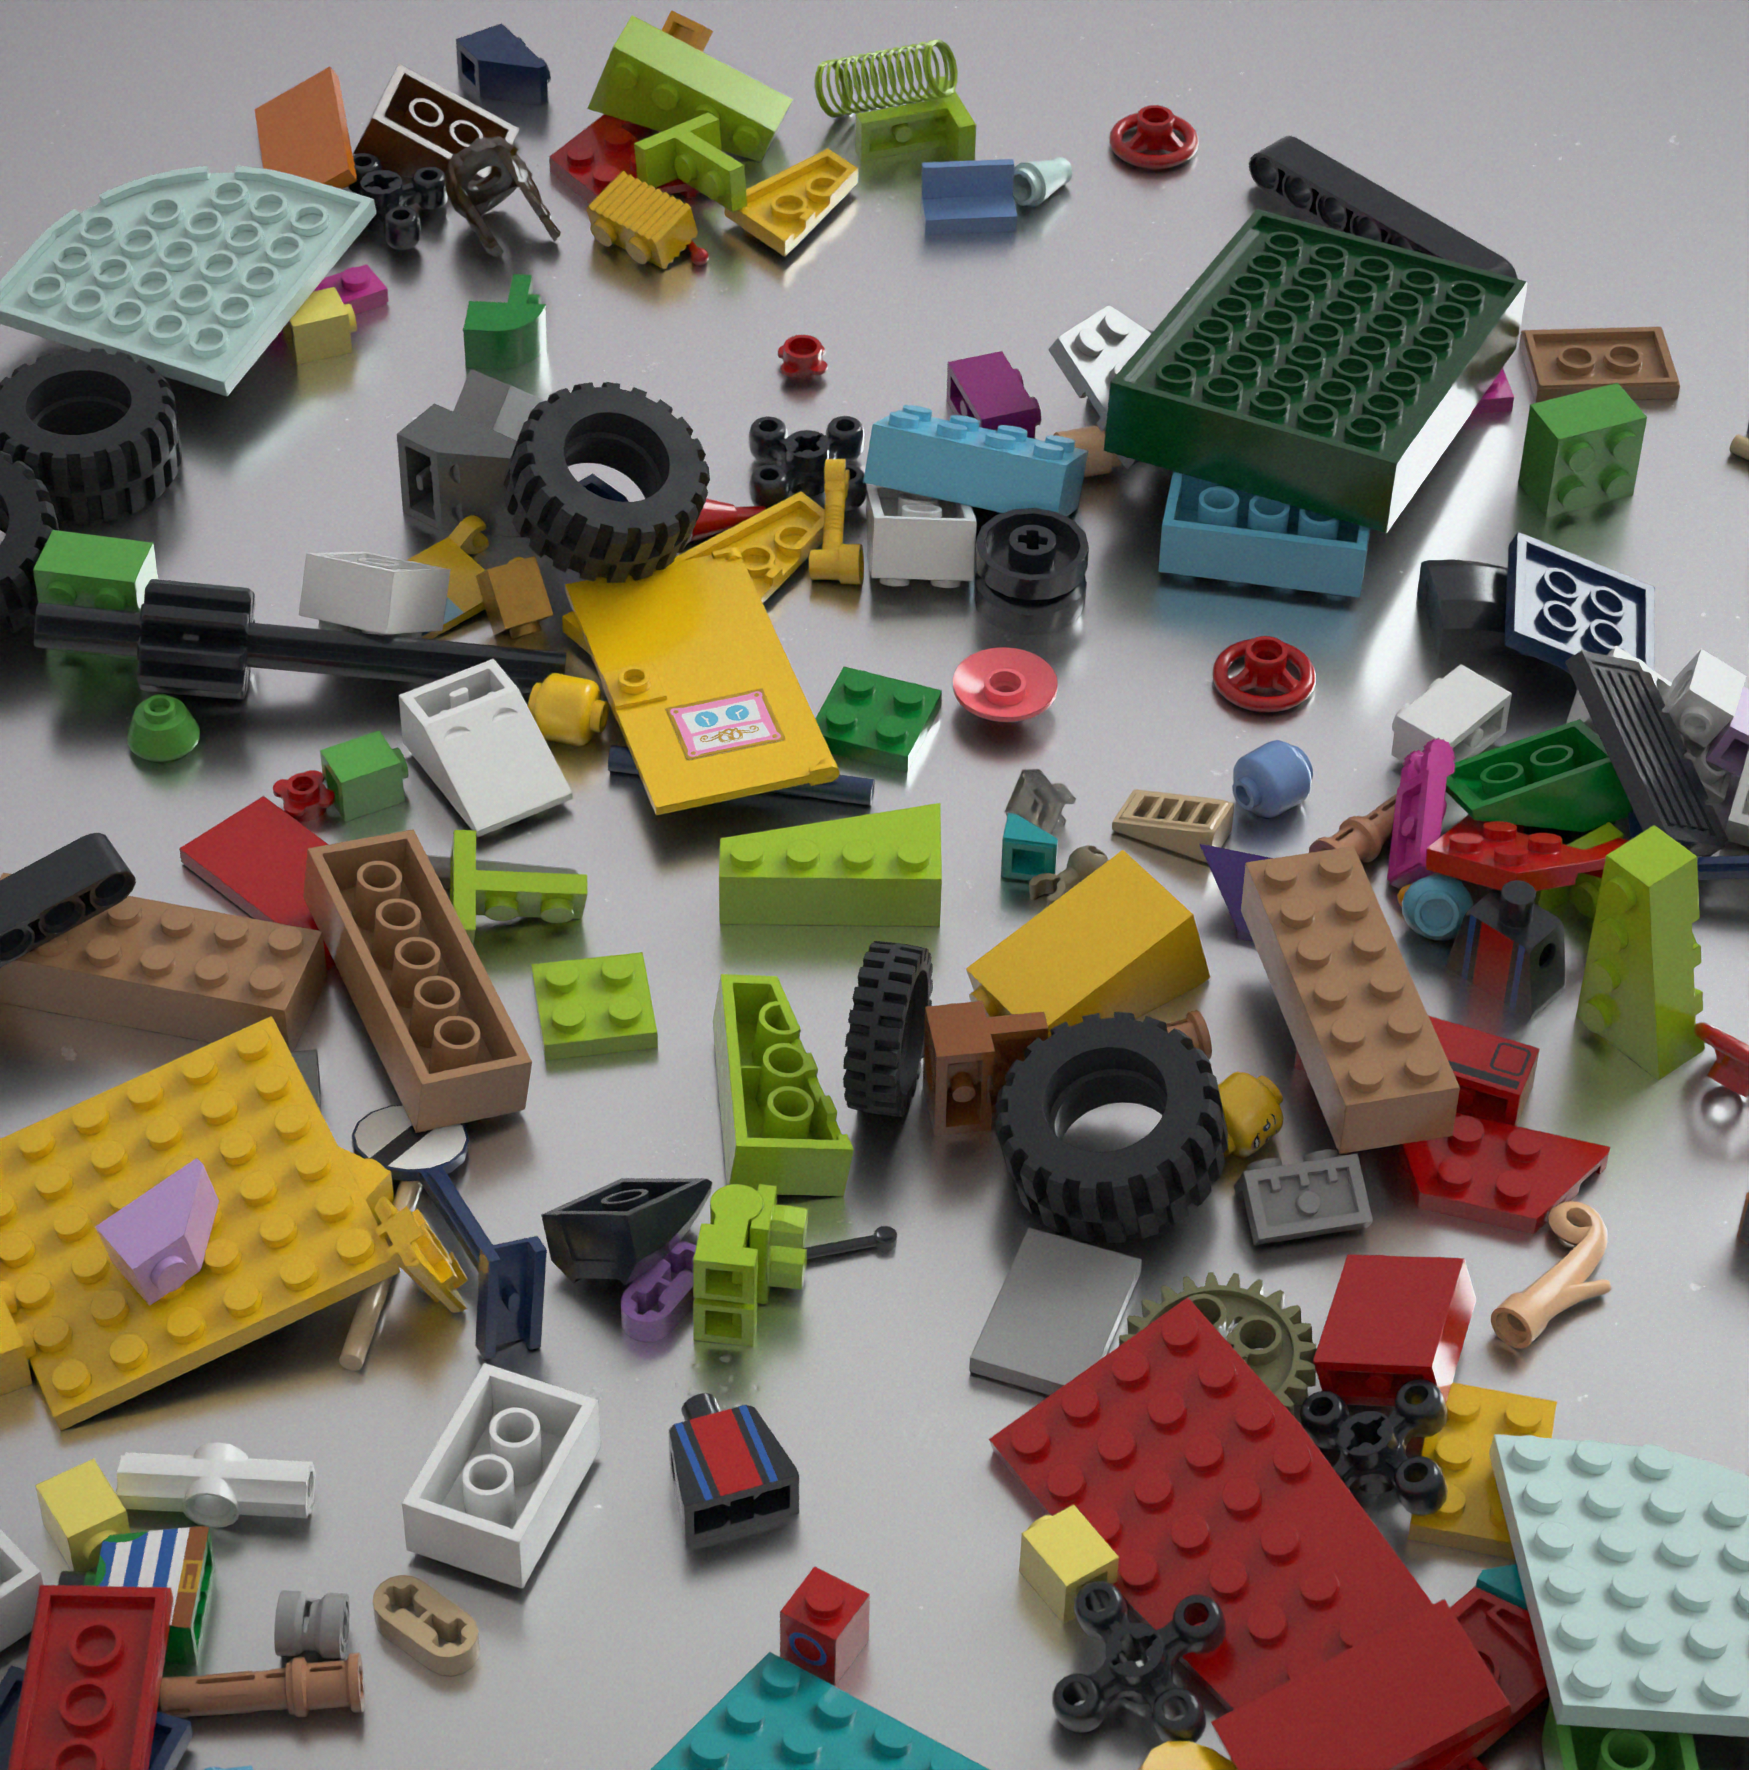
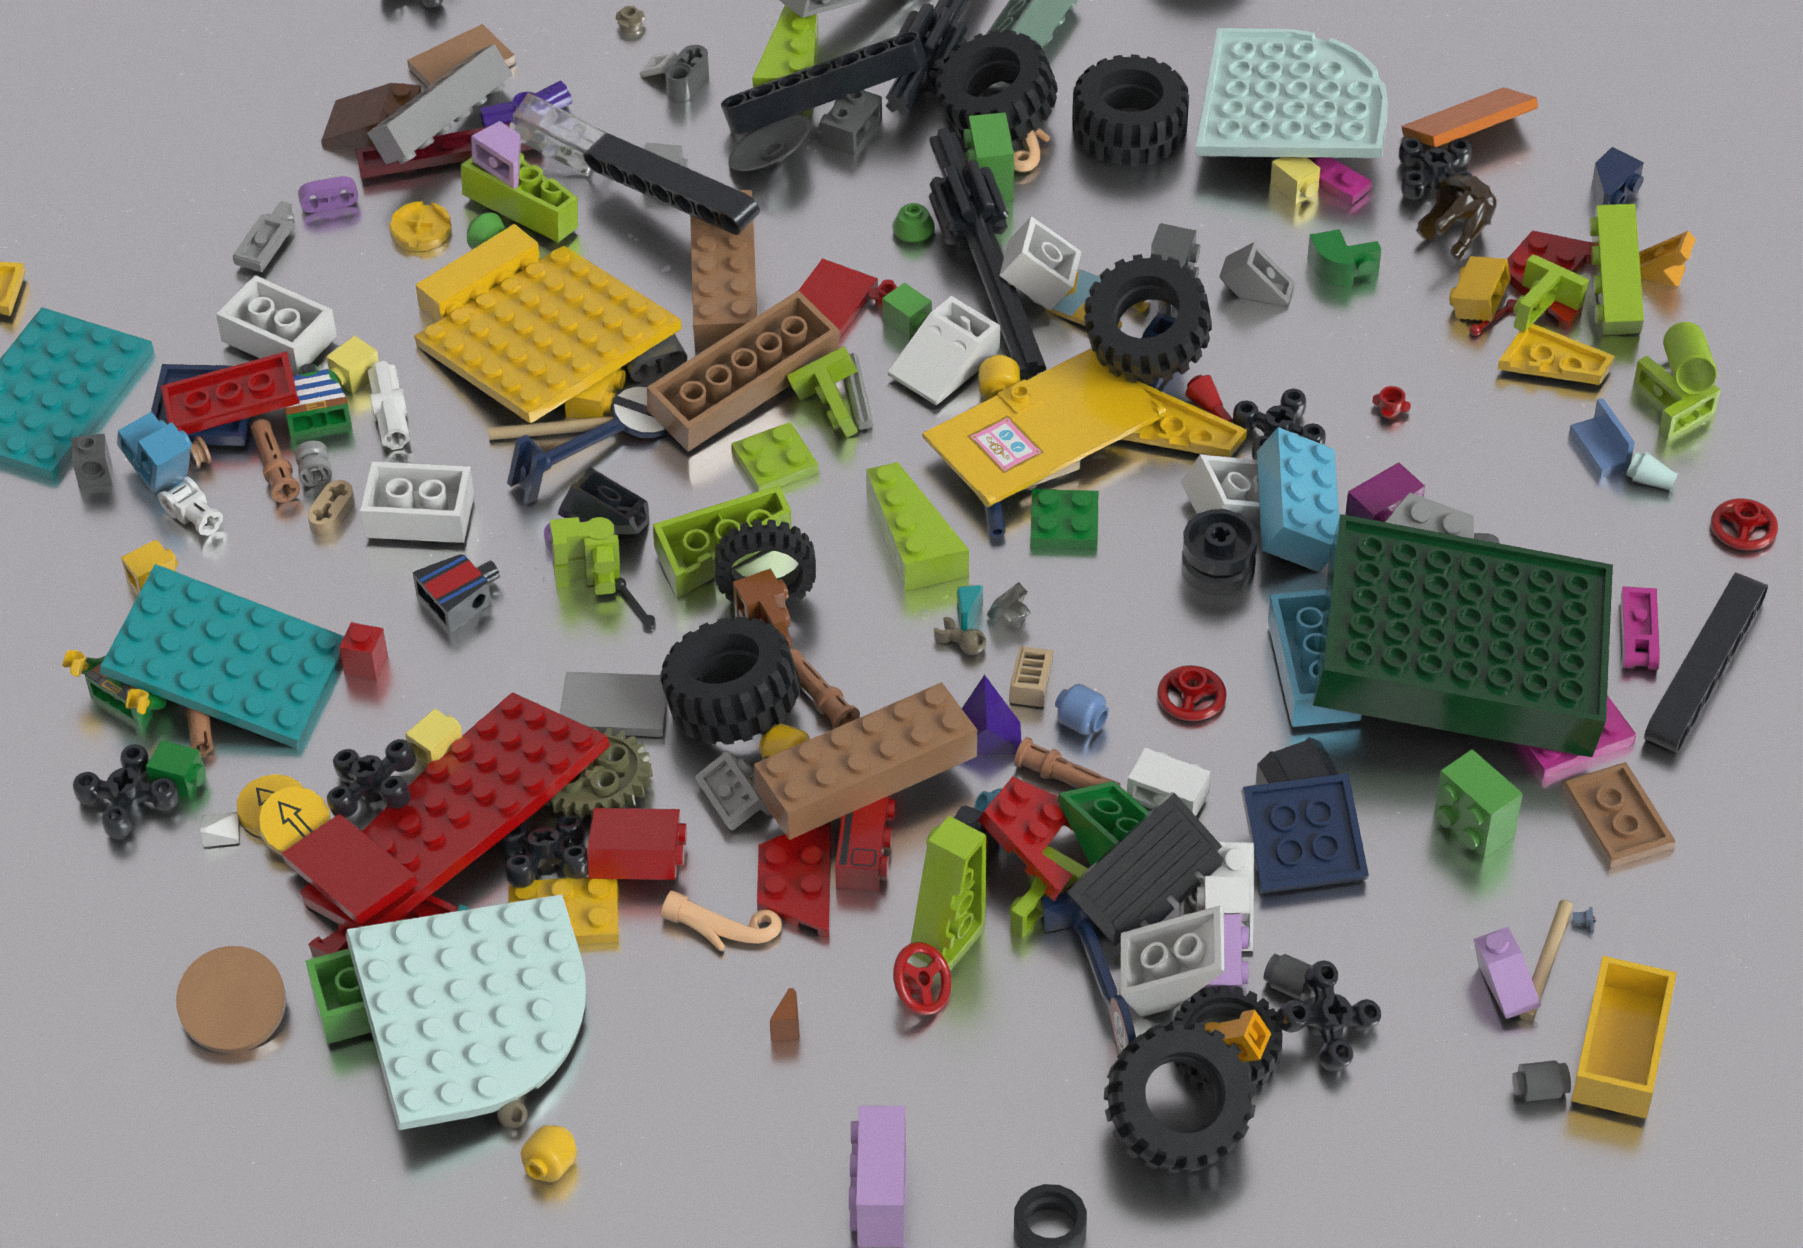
camera: 75 degrees right, 5 degrees up
(163, 1232) = (511, 323): lavender slope -> none
(421, 1254) = (549, 413): yellow piece -> none
(425, 125) = (1519, 169): reddish brown slope -> none
(515, 597) = (1072, 328): pearl gold brick -> none
(836, 559) = (1241, 440): yellow brick -> none
(1005, 684) = (1111, 565): coral dish -> none
(1096, 949) = (876, 651): yellow slope -> none
(1419, 811) = (1076, 777): dark pink hinge -> none

